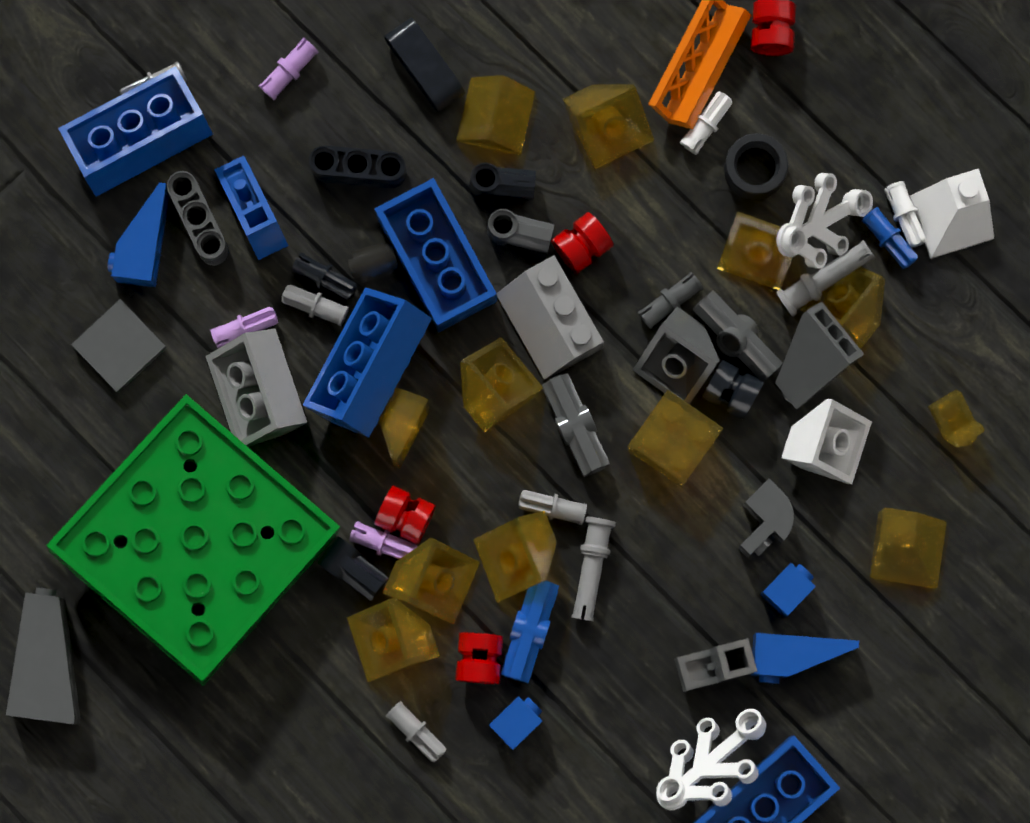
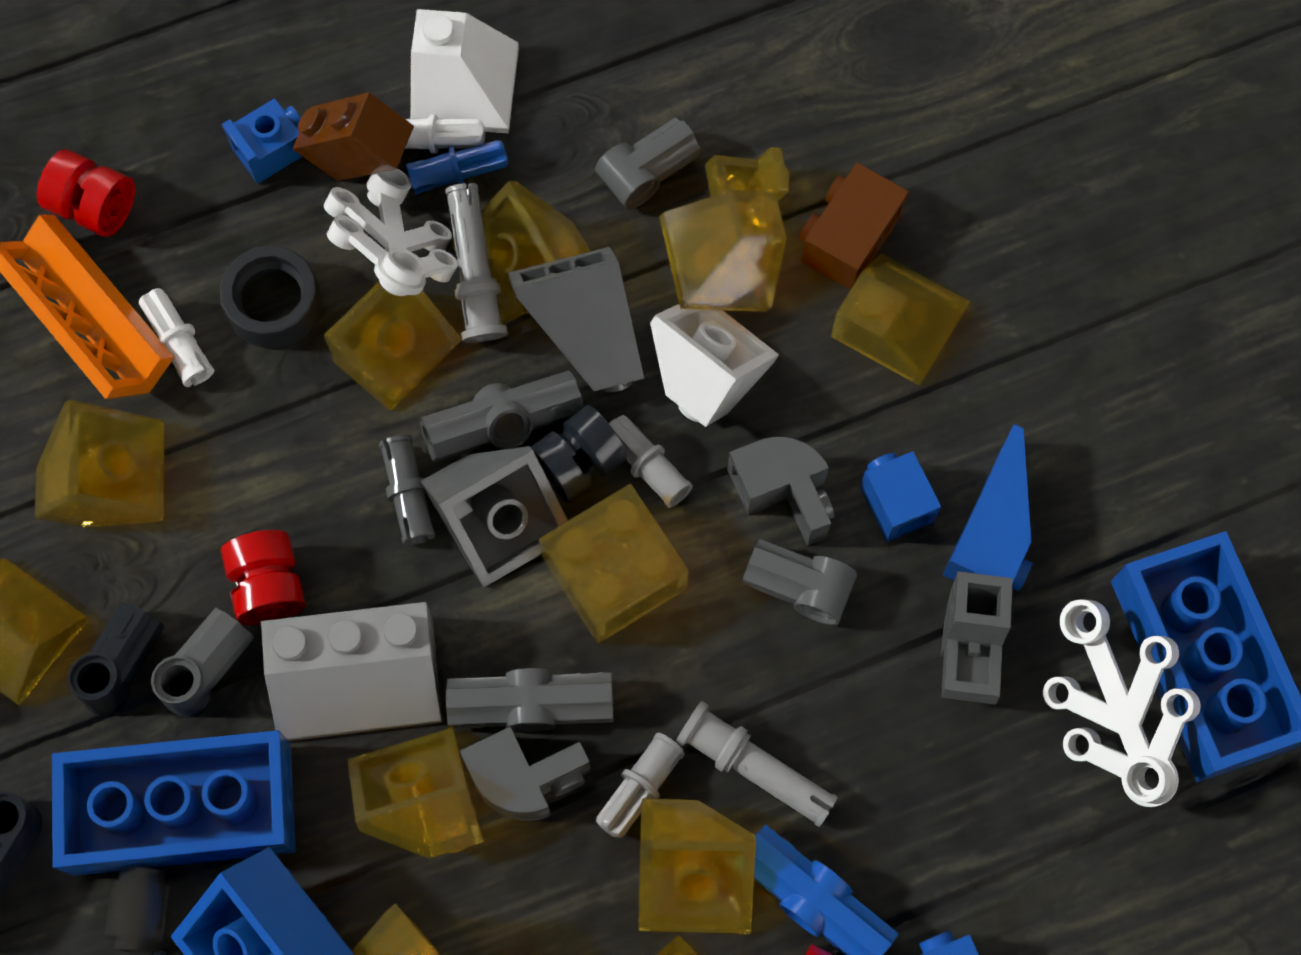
camera: 70 degrees left, 10 degrees down
(522, 438) = (513, 785): none -> dark grey brick
(711, 559) = (814, 585): none -> dark grey piece
(748, 432) = (651, 463): none -> light grey axle
(846, 120) = (265, 139): none -> blue brick
(874, 169) = (353, 137): none -> reddish brown brick
(898, 425) = (726, 251): none -> clear yellow slope
(934, 348) = (637, 169): none -> dark grey piece
(954, 496) = (853, 225): none -> reddish brown brick

